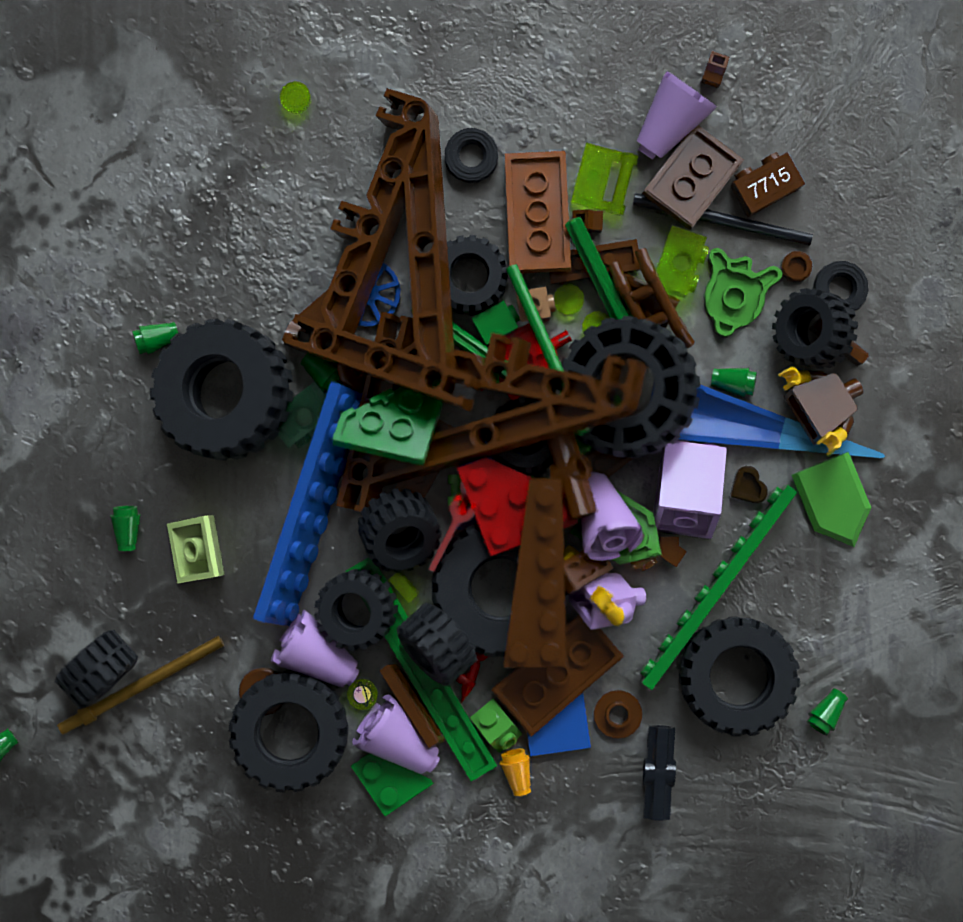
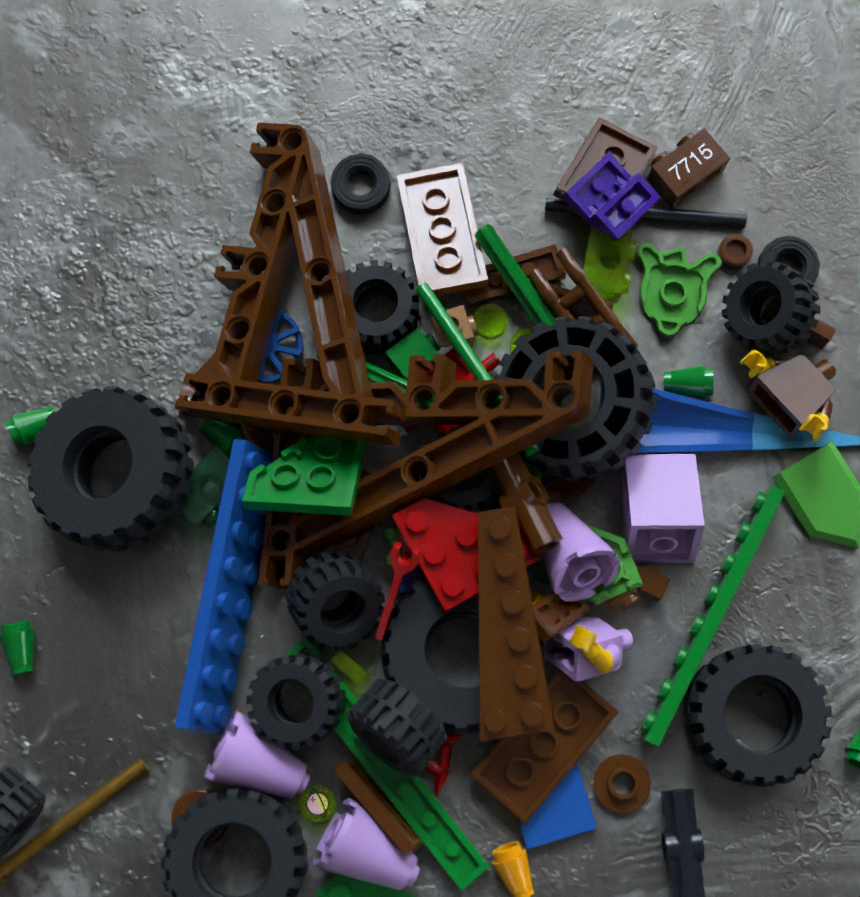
camera: 10 degrees left, 10 degrees down
(195, 549) = (103, 659): yellowish green slope -> none
(295, 97) = (161, 150): clear neon green tile -> none
(496, 726) = (481, 819): bright green bracket -> none
(592, 219) = (505, 230): reddish brown piece -> none
(594, 176) = (498, 186): clear neon green plate -> none
(672, 116) = (573, 108): lavender cone -> none
(691, 206) = (610, 197): none -> dark purple slope
(715, 69) = (610, 61): reddish brown piece -> none
(748, 486) = (725, 497): dark brown tile -> none

